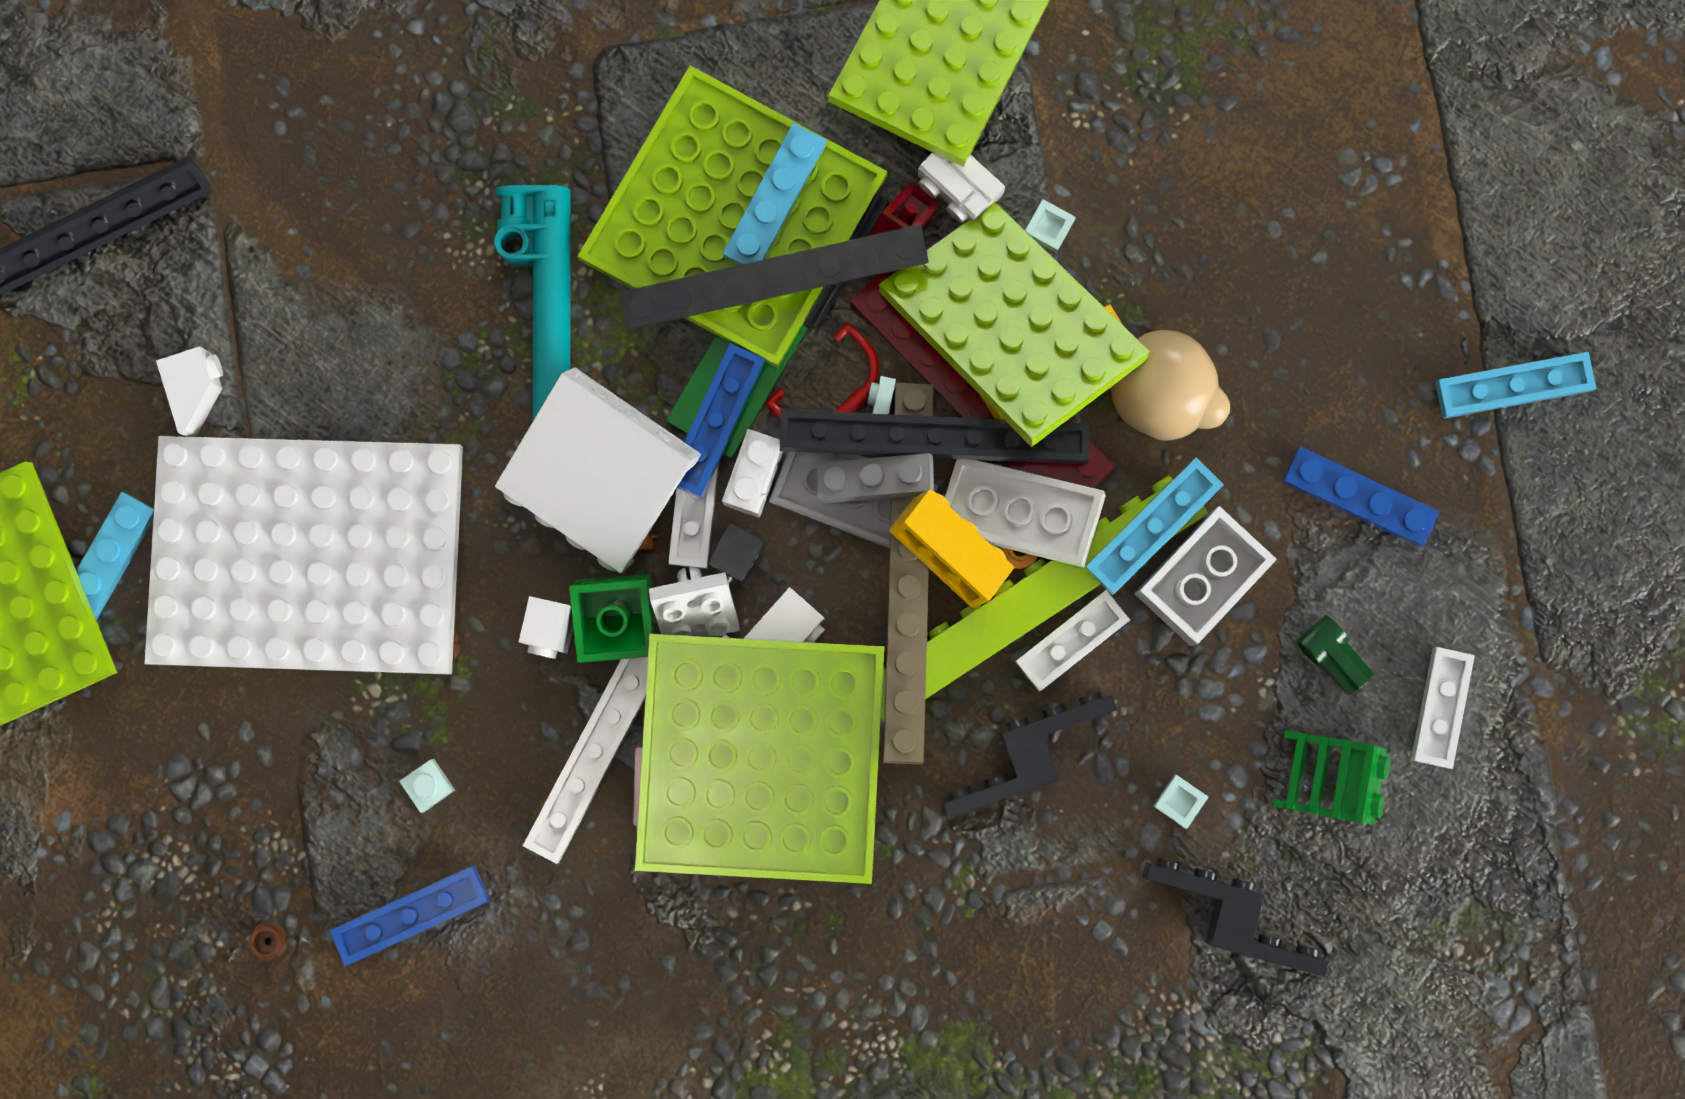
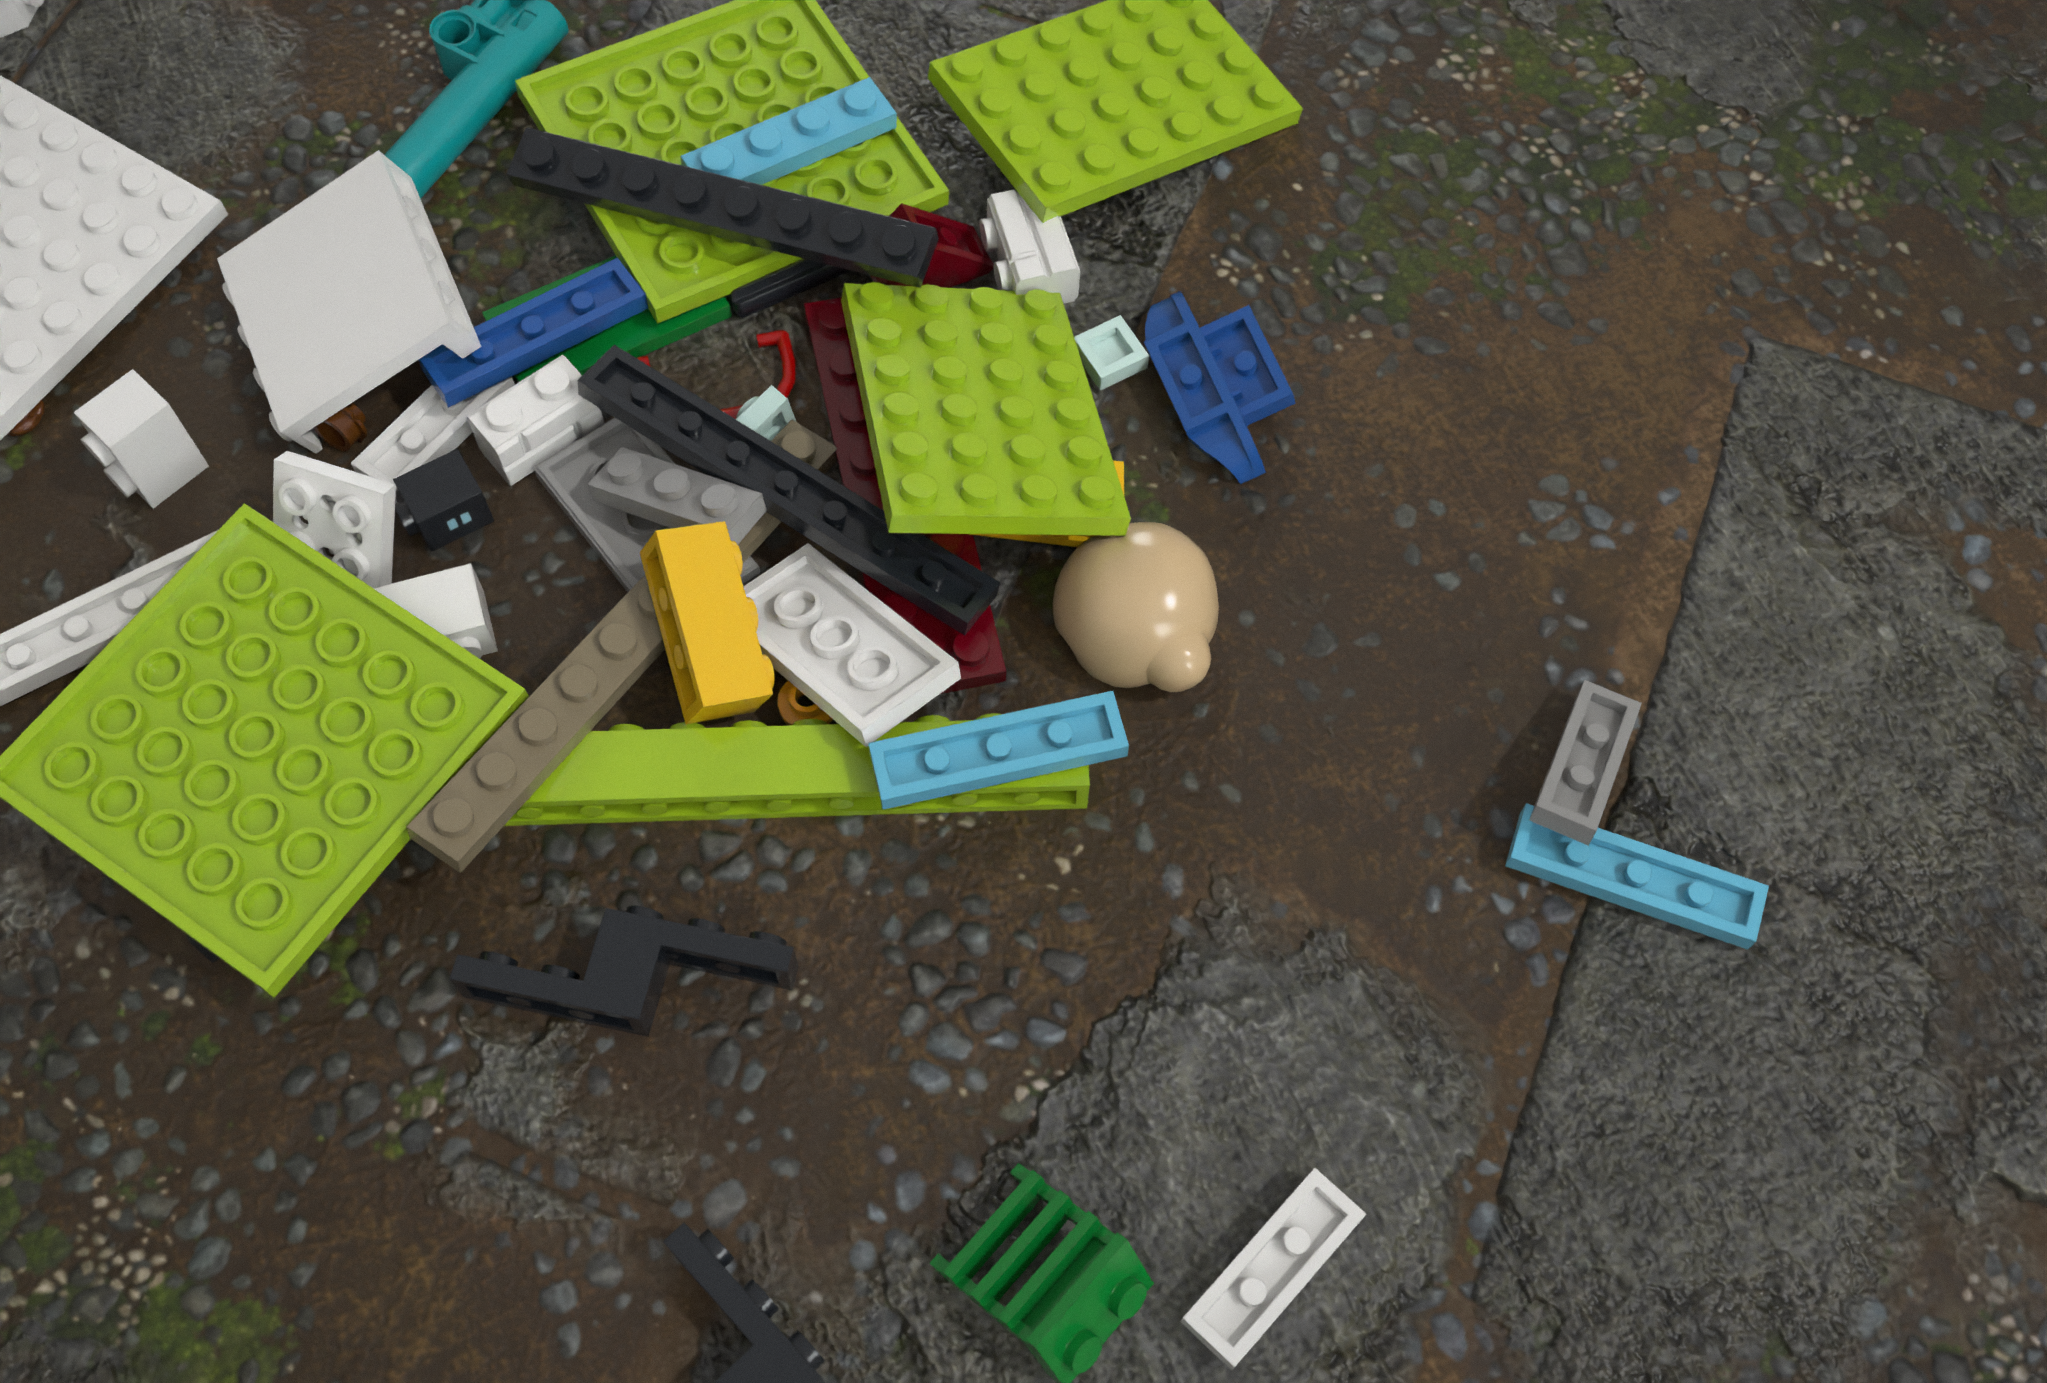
camera: 25 degrees right, 20 degrees down
(612, 617) = (217, 468): green slope -> none
(1072, 640) = (795, 856): white plate -> none
(1119, 206) = (1217, 380): none -> blue plate
(1180, 801) = (796, 1168): light aqua plate -> none
(1205, 576) = (1032, 868): white brick -> none
(1328, 646) = (1153, 1076): dark green piece -> none
(1360, 497) = (1326, 904): blue plate -> none
(1459, 336) = (1585, 763): none -> light grey plate

